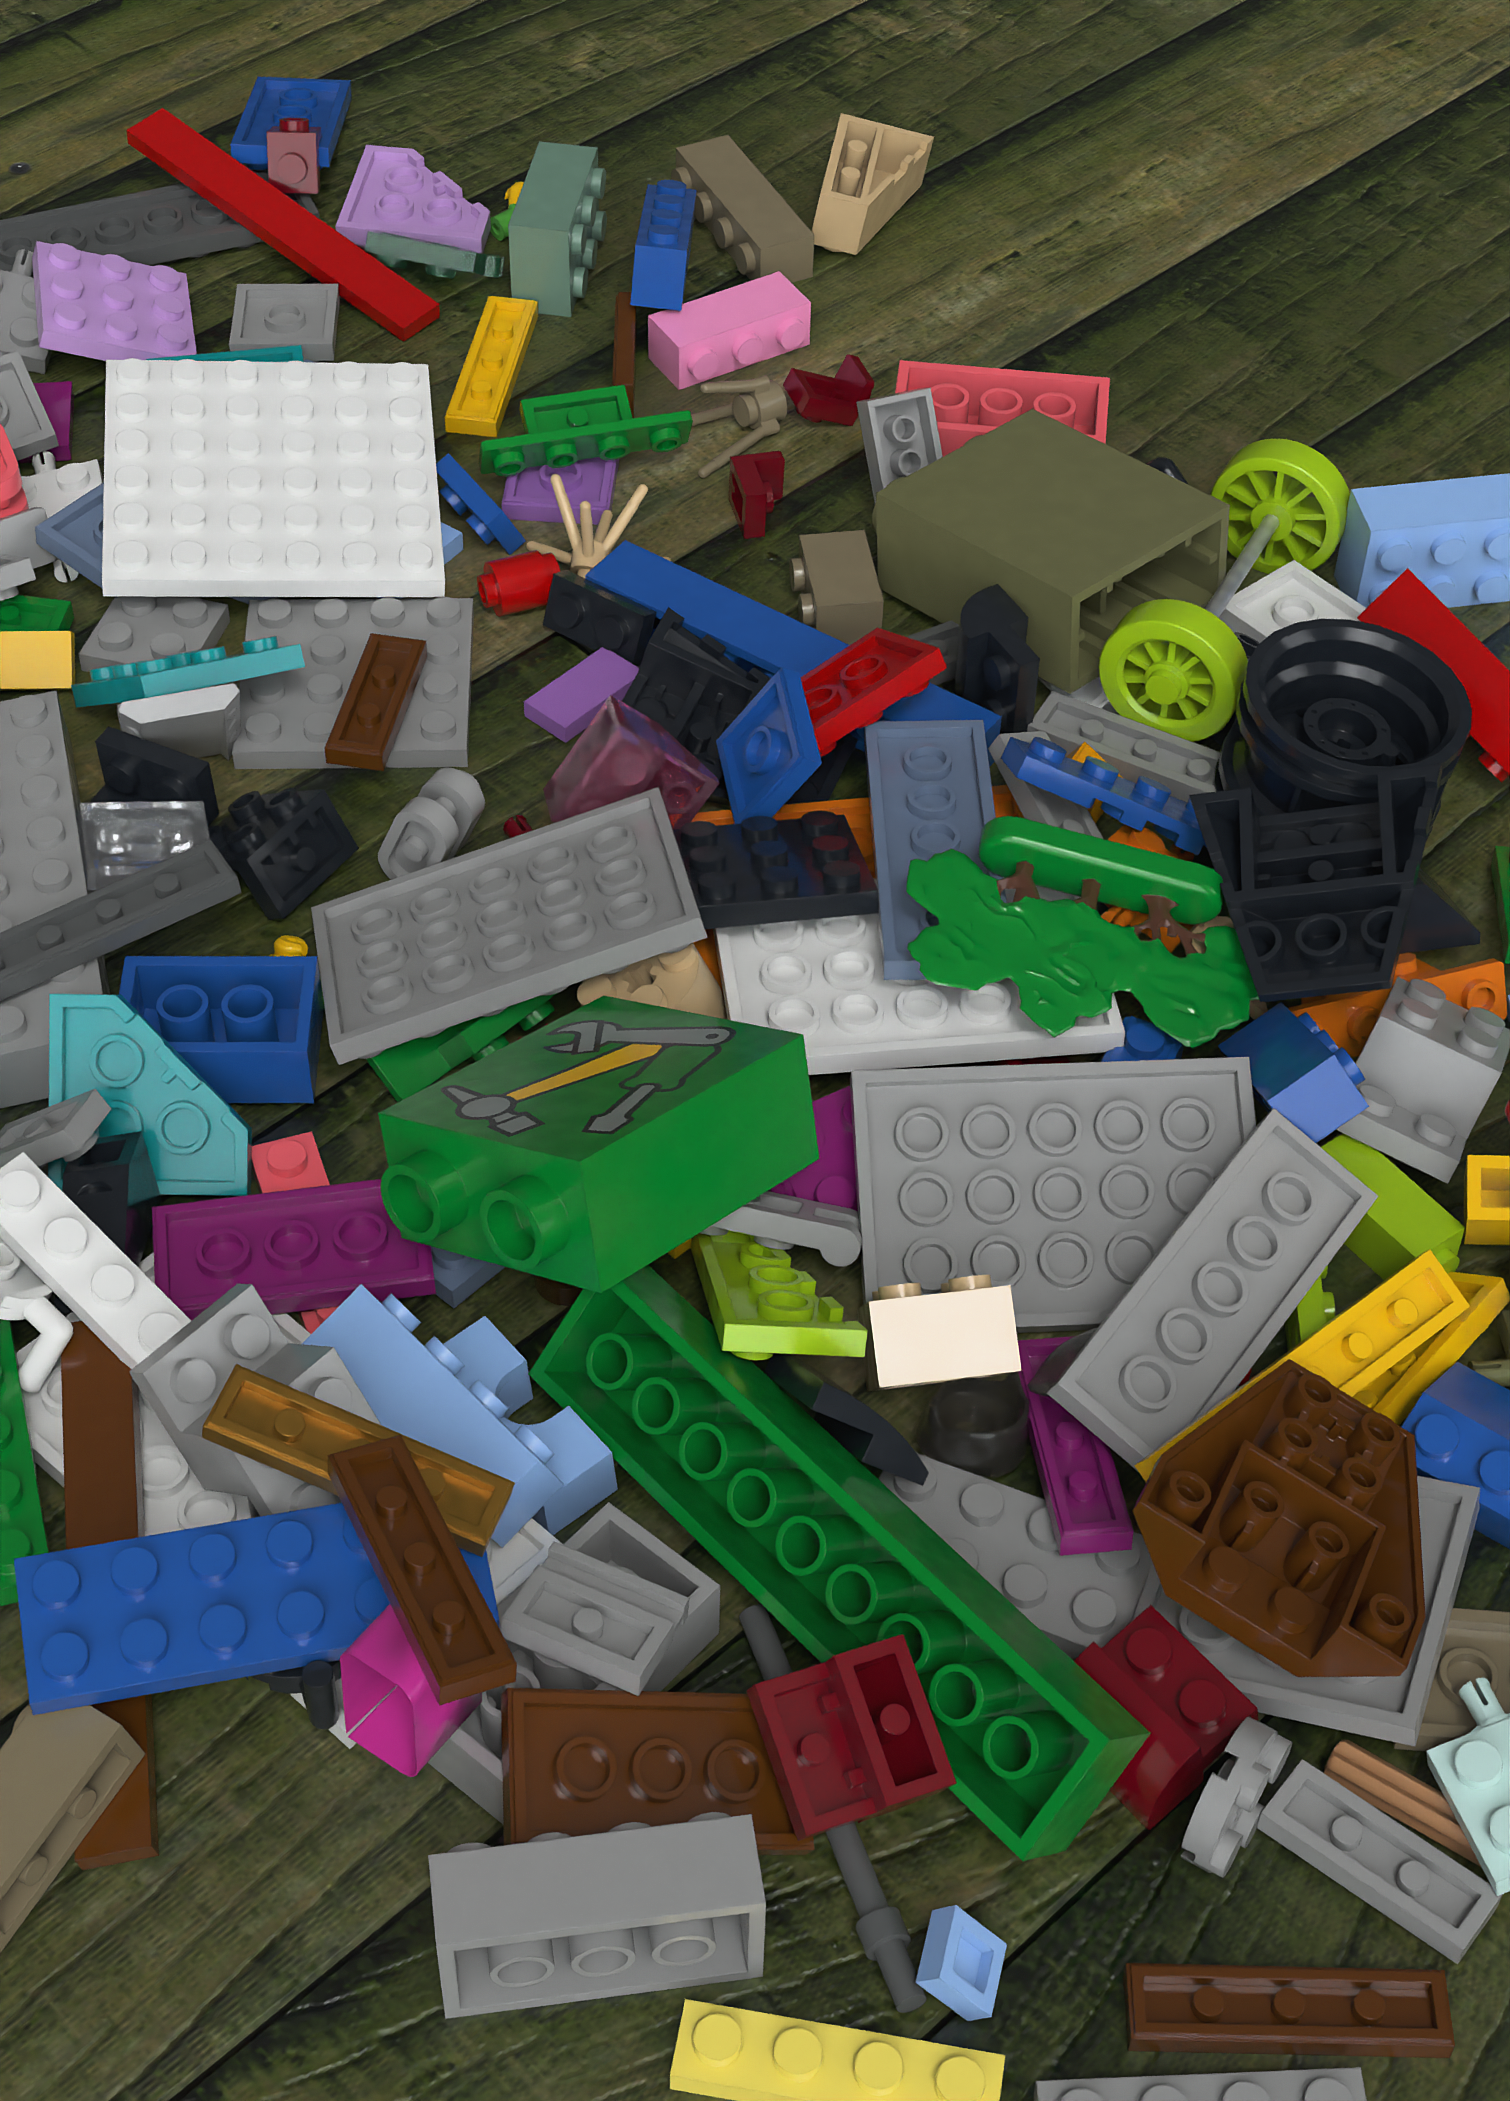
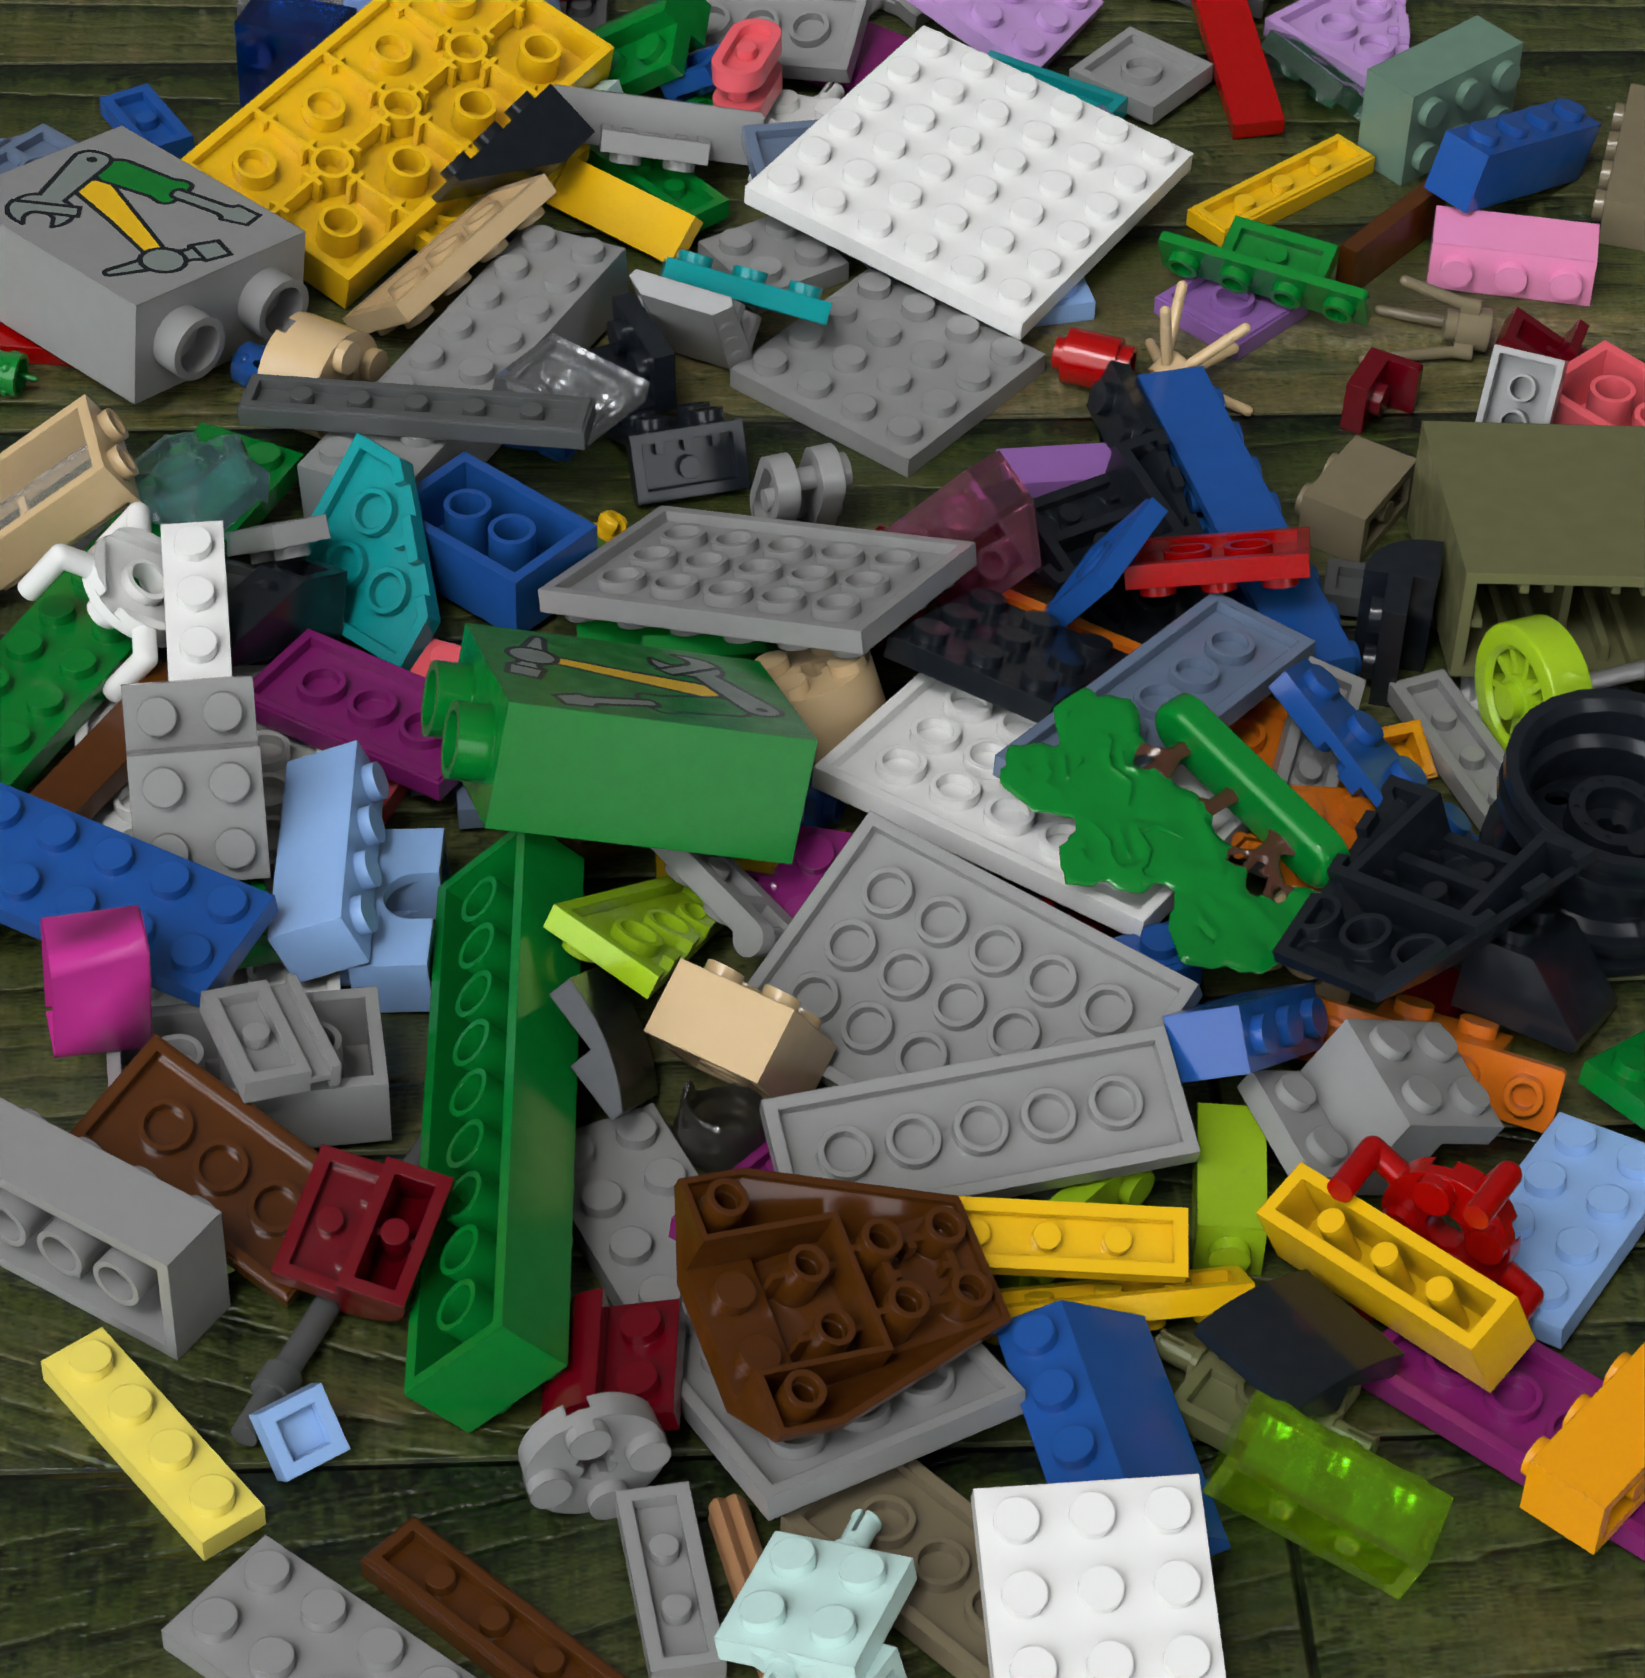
camera: 40 degrees right, 5 degrees down
(300, 1431) = (199, 825): pearl gold tile -> none
(376, 702) = (868, 384): reddish brown tile -> none
(421, 1570) = (140, 898): reddish brown tile -> none
(487, 517) = (1129, 287): blue plate -> none

